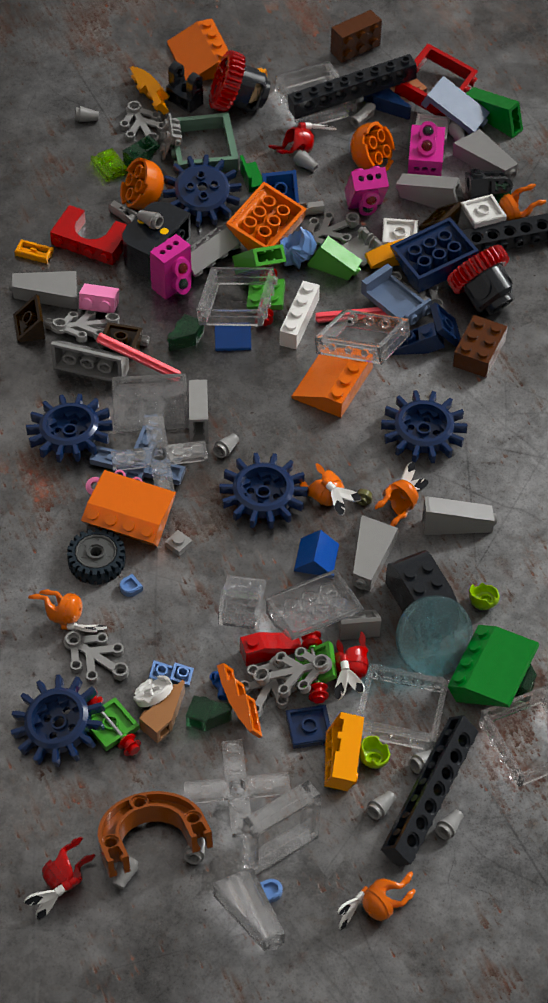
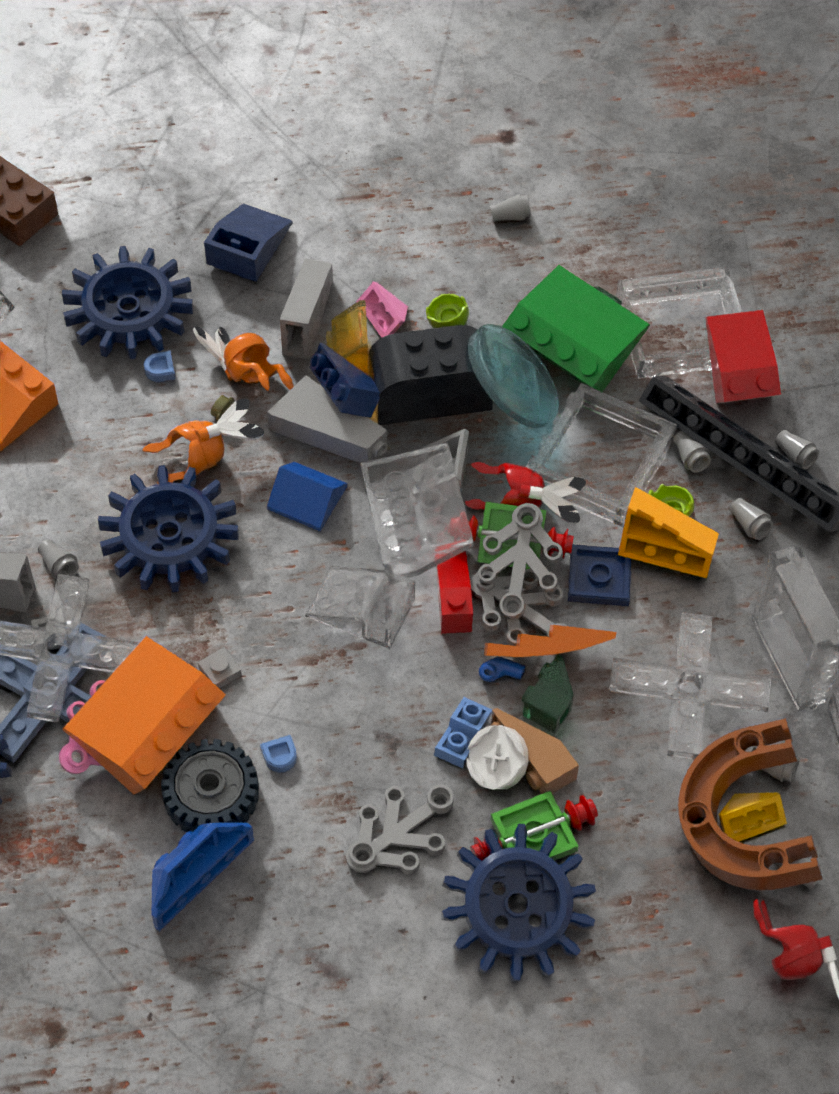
camera: 75 degrees left, 5 degrees up
(41, 559) = (194, 865): none -> blue wedge
(67, 611) = (313, 847): orange hair -> none
(153, 839) = (752, 814): none -> yellow slope
(386, 458) = (159, 367): none -> medium blue tile
(395, 548) = (344, 383): none -> dark blue slope
(440, 546) = (350, 335): none -> clear yellow slope
(476, 564) = (383, 309): none -> bright pink slope
(501, 474) = (245, 241): none -> dark blue slope
(505, 770) = (742, 357): none -> red slope

